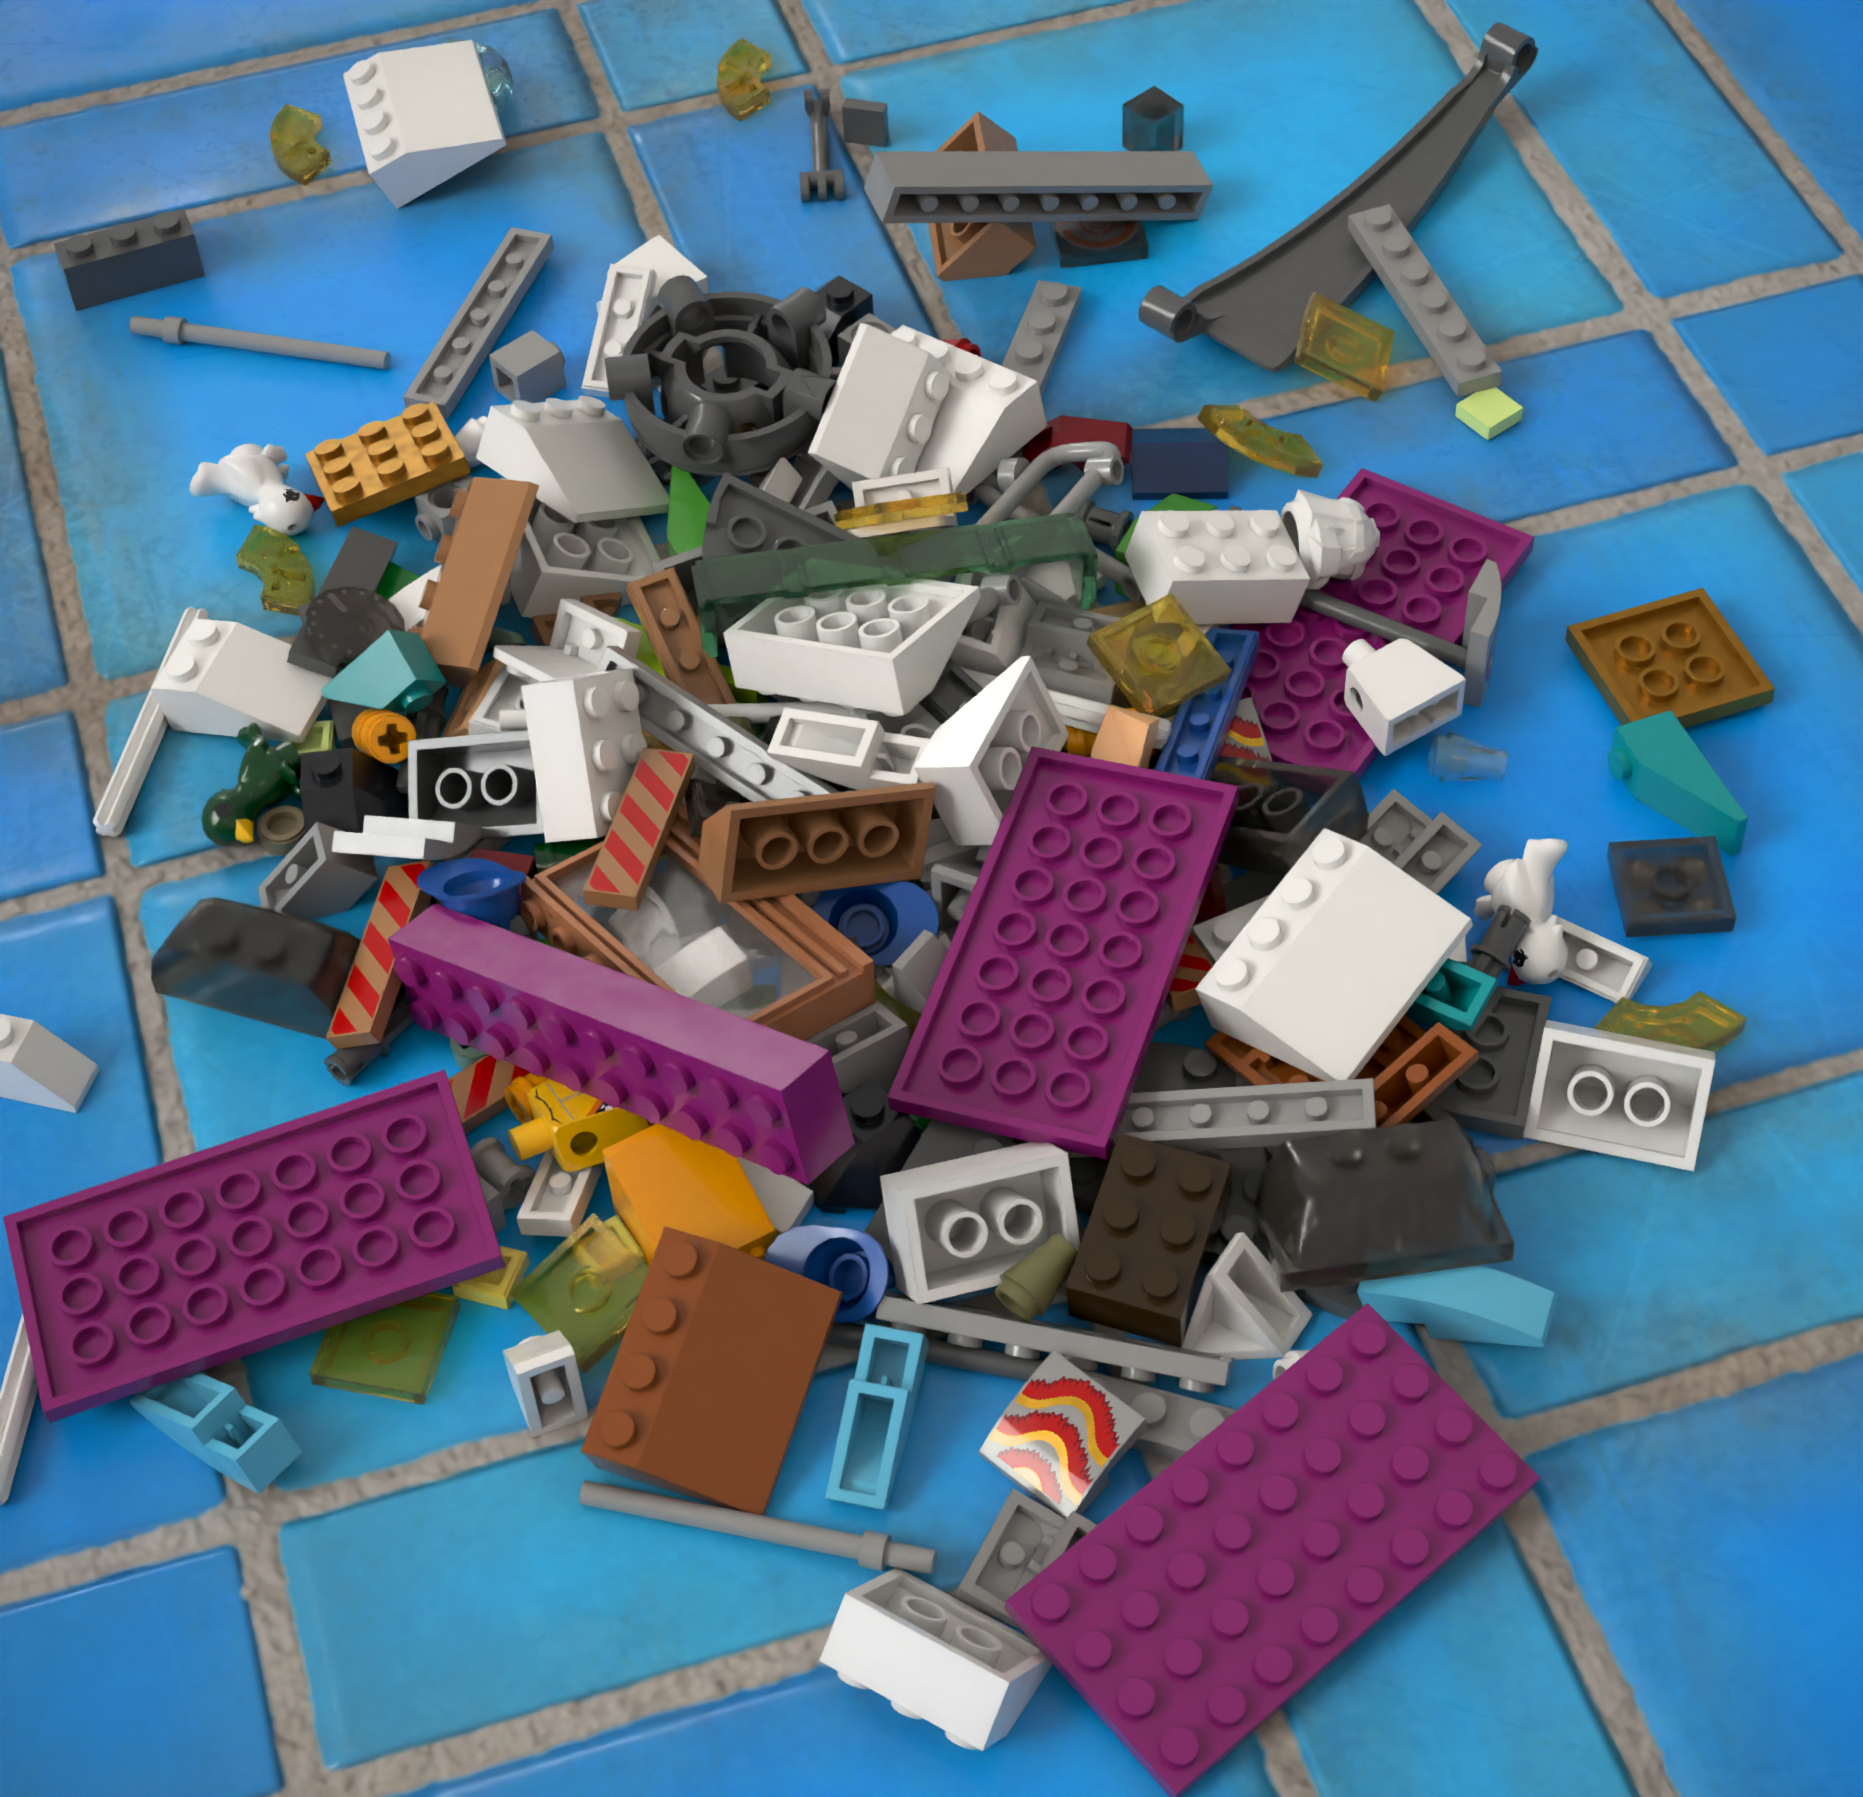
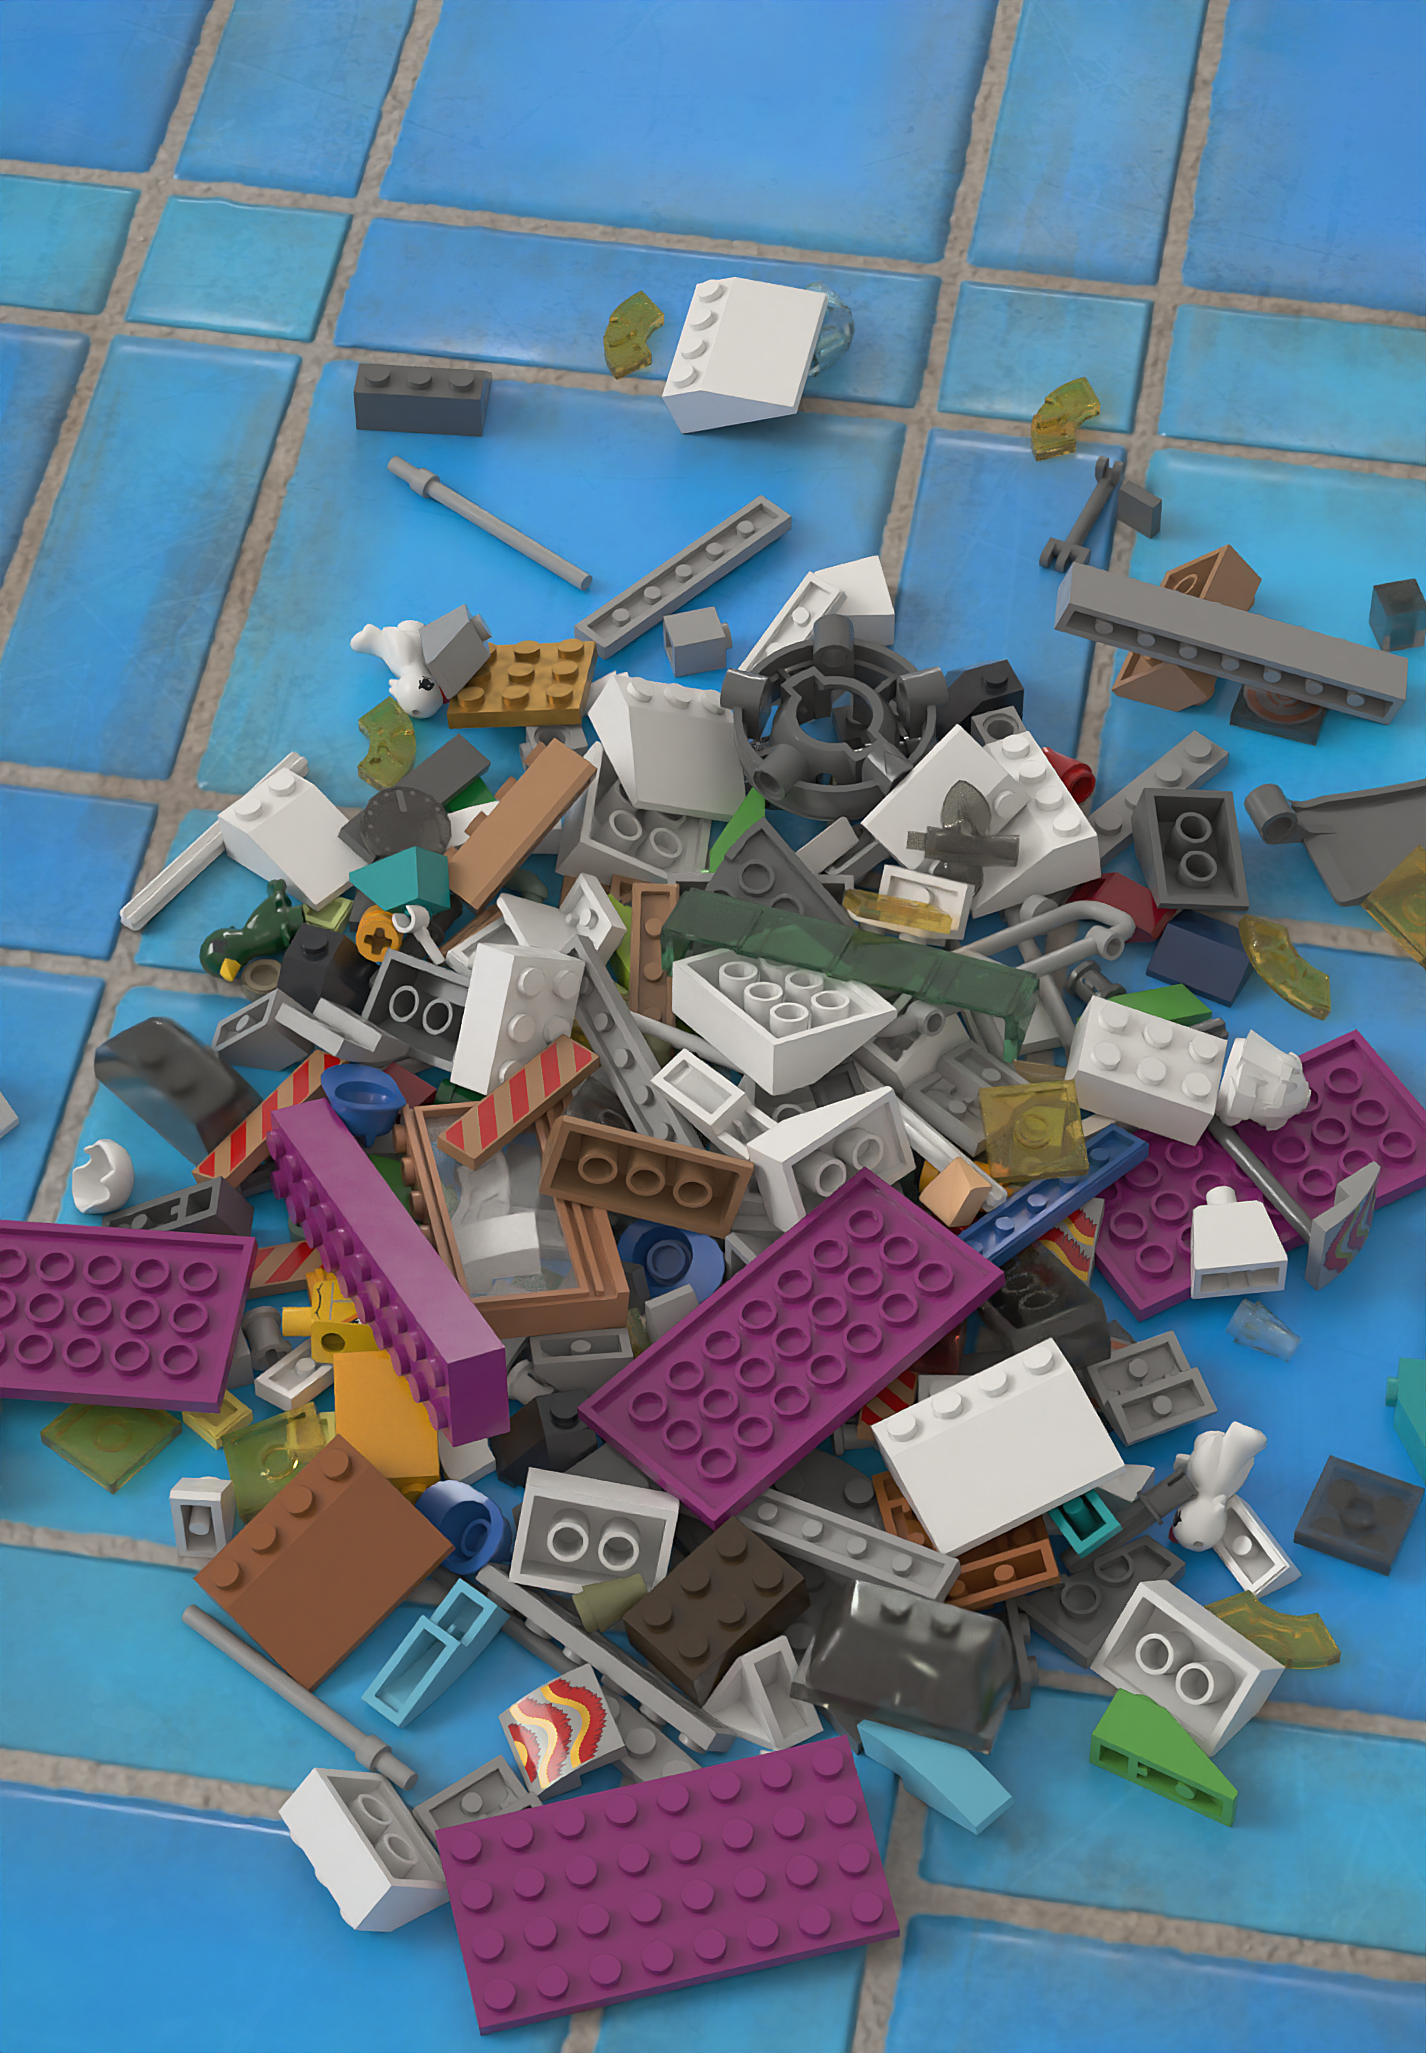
camera: 25 degrees right, 0 degrees up
(230, 1086) = (105, 1180): none -> white hair
(305, 449) = (455, 648): none -> light grey slope
(357, 1069) = (201, 1208): none -> dark grey slope
(429, 712) = (418, 927): none -> white hand
(918, 429) = (963, 839): none -> clear smoke plant
(1111, 371) = (1190, 849): none -> dark grey slope
(1655, 1188) = (1155, 1752): none -> bright green slope

